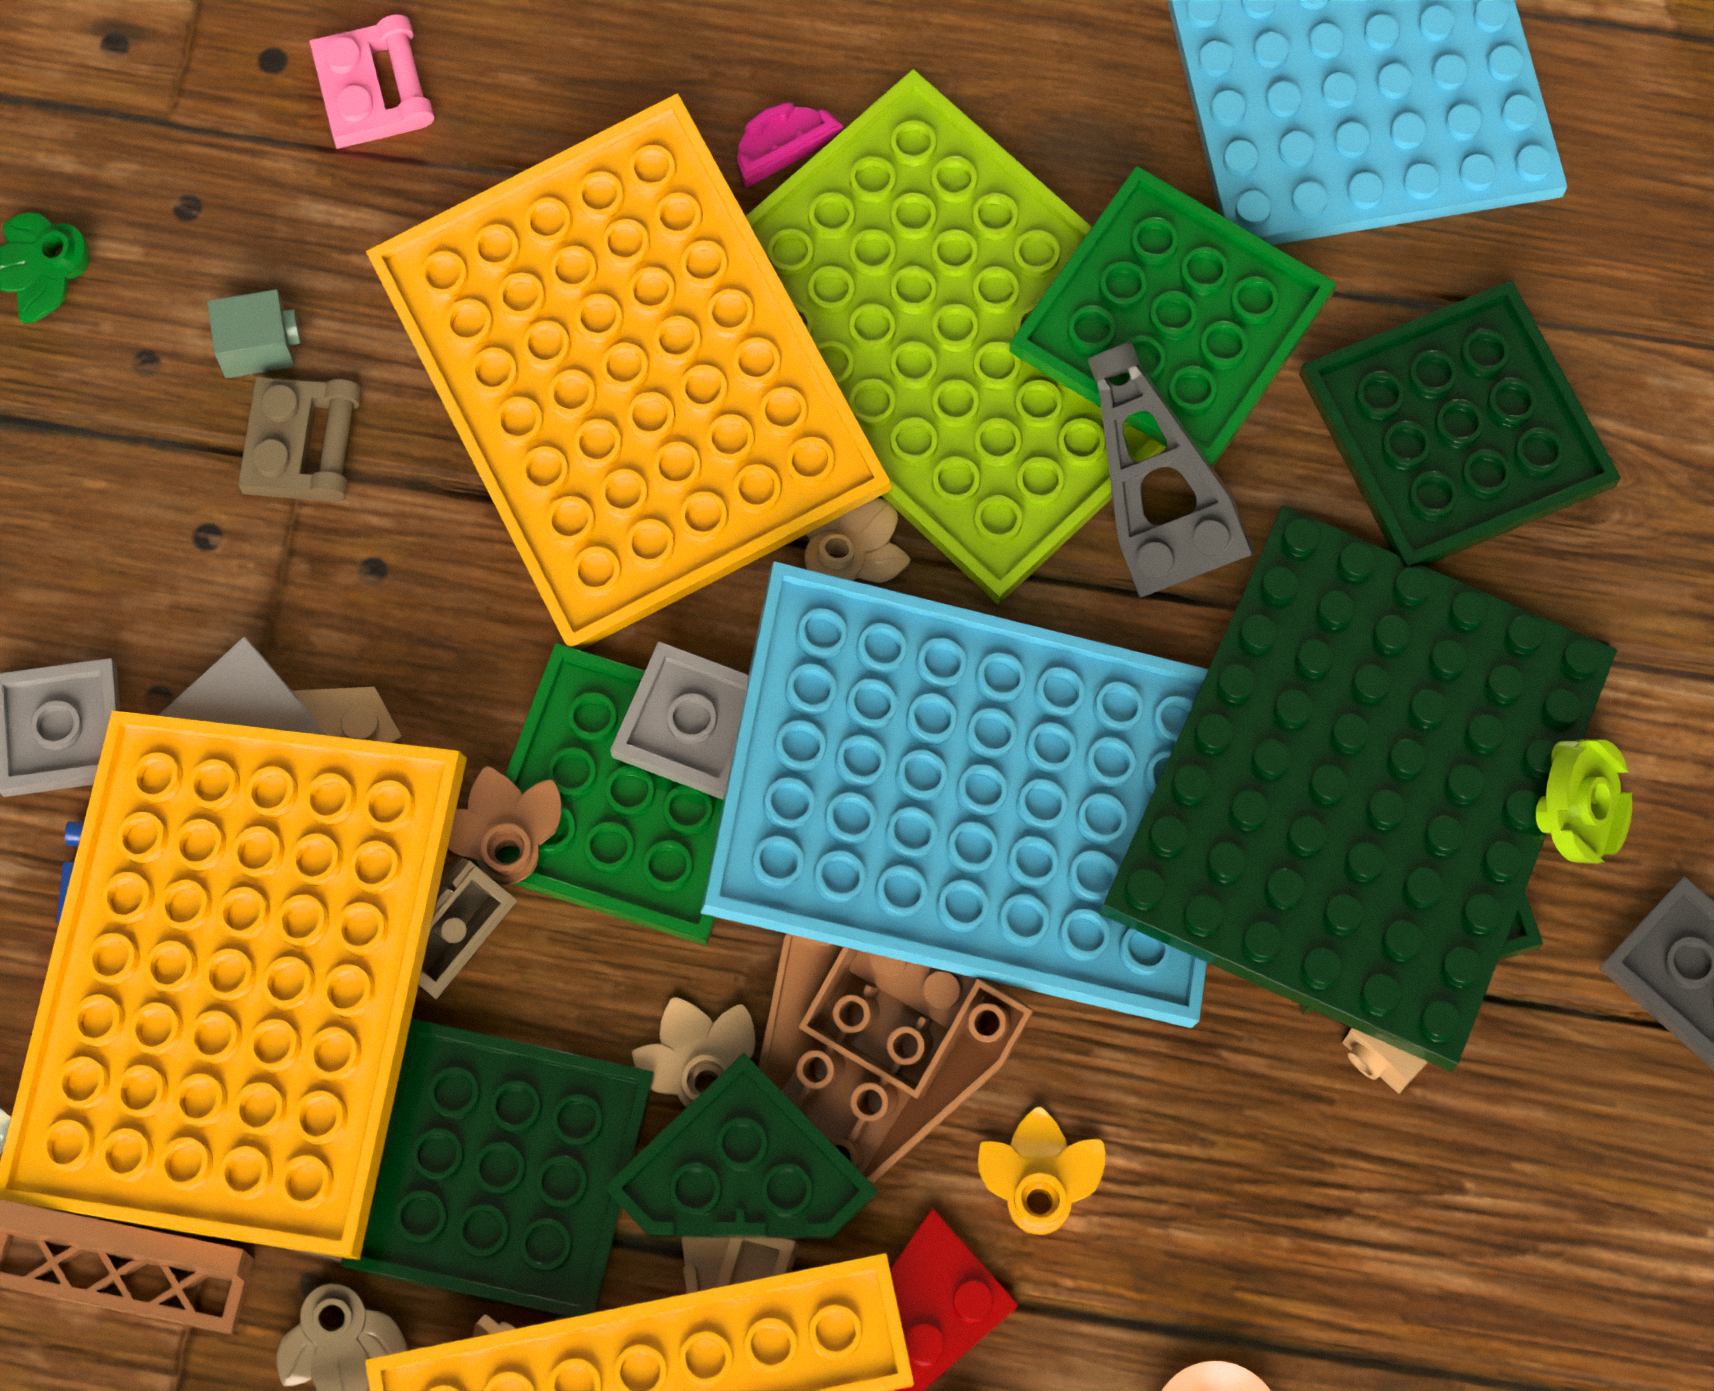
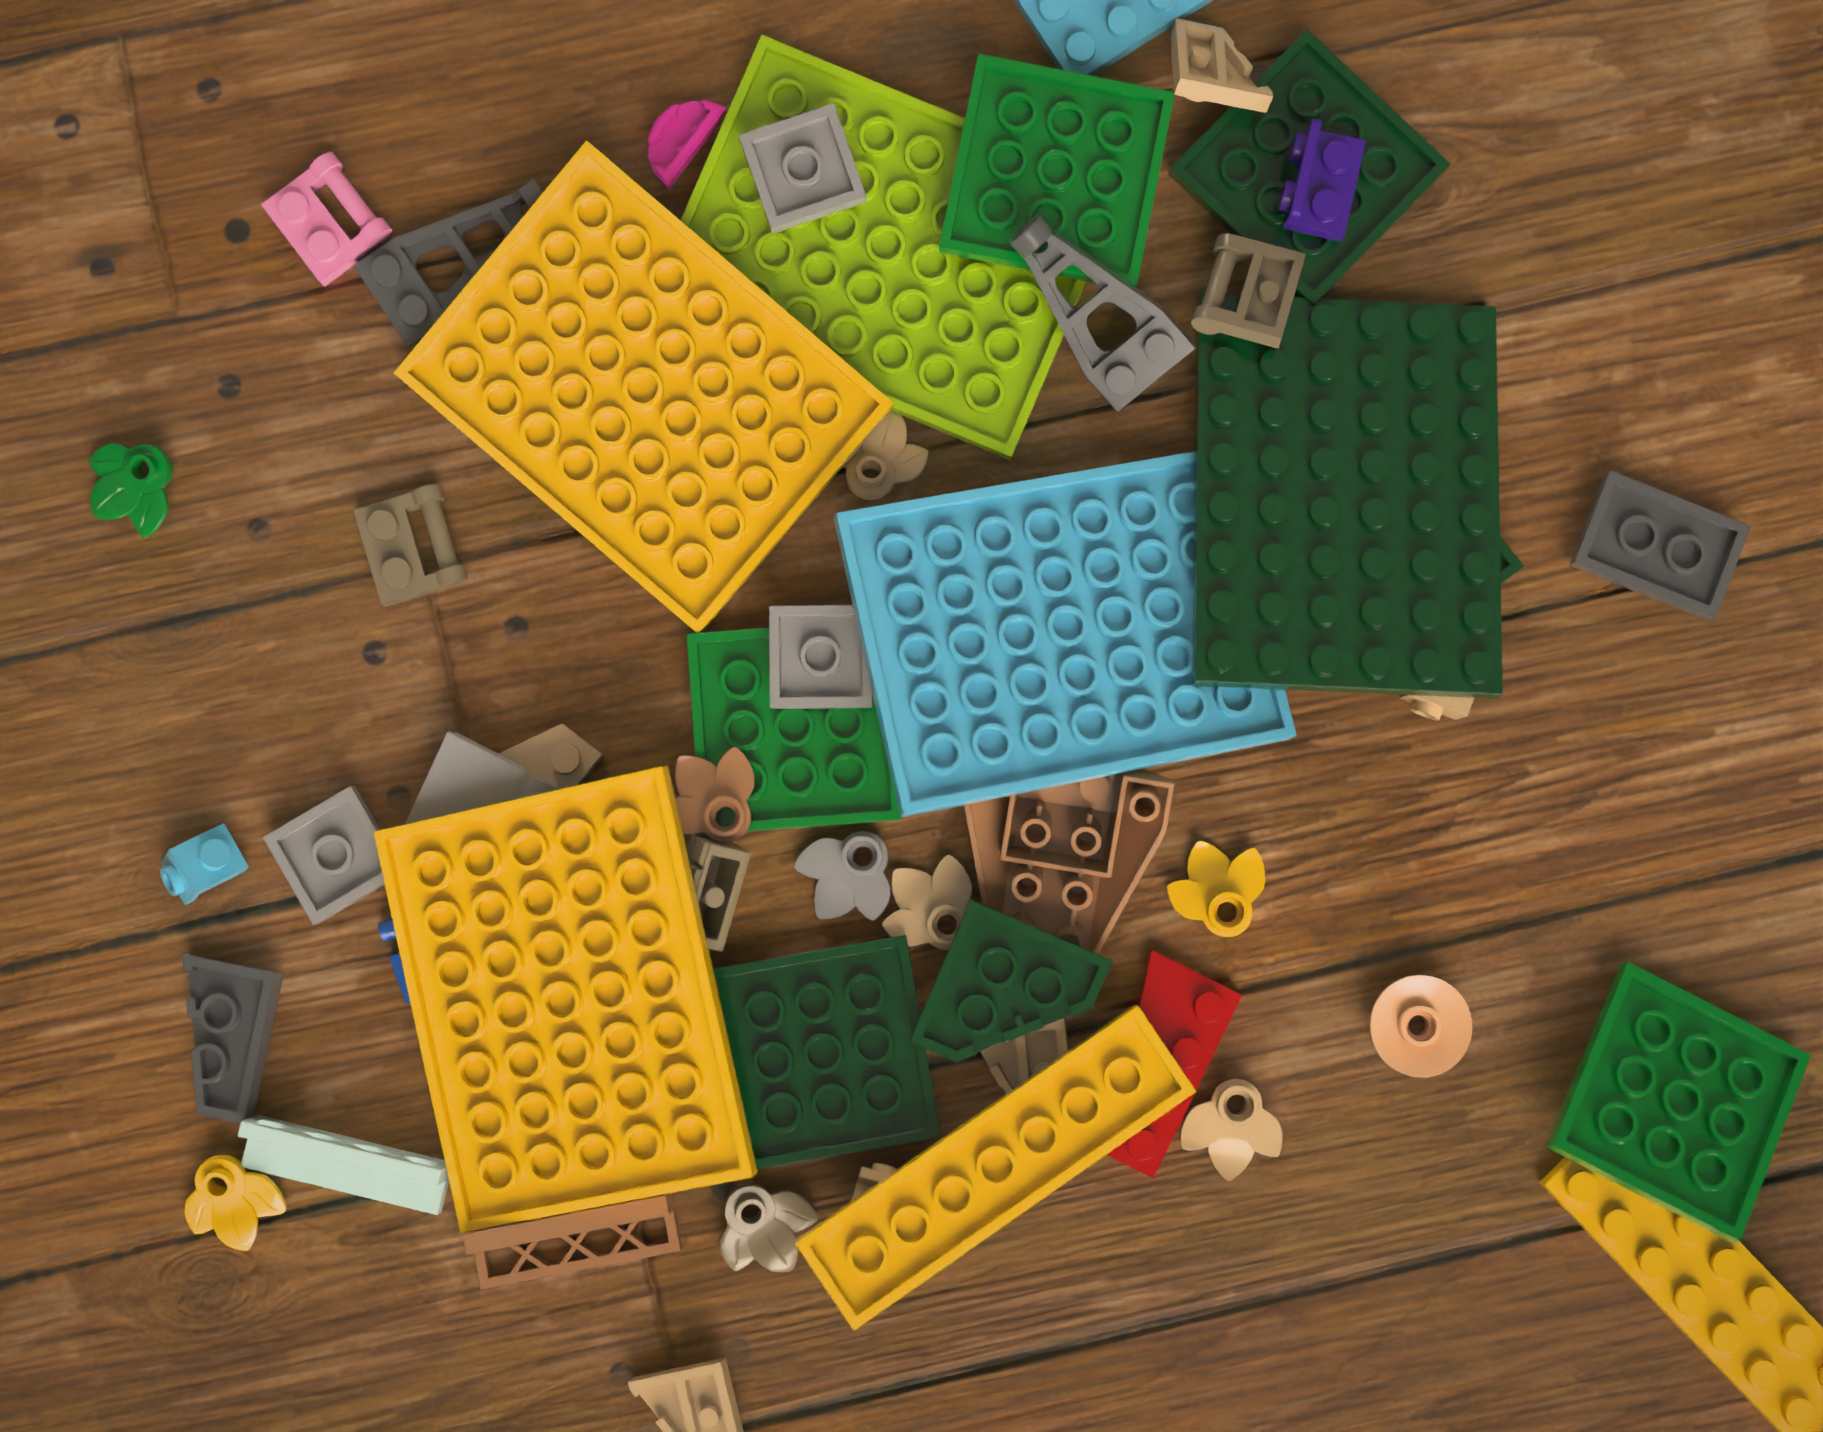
camera: 20 degrees left, 15 degrees up
(253, 333) = (334, 475): sand green brick -> none
(415, 159) = (393, 270): none -> dark grey plate
(608, 984) = (842, 881): none -> light grey plate
(897, 211) = (803, 168): none -> light grey plate
(1351, 530) = (1265, 294): none -> dark tan plate
(1391, 278) = (1212, 69): none -> tan wing
(1465, 438) = (1323, 182): none -> dark purple bracket
(1585, 800) = (1518, 442): lime plate -> none

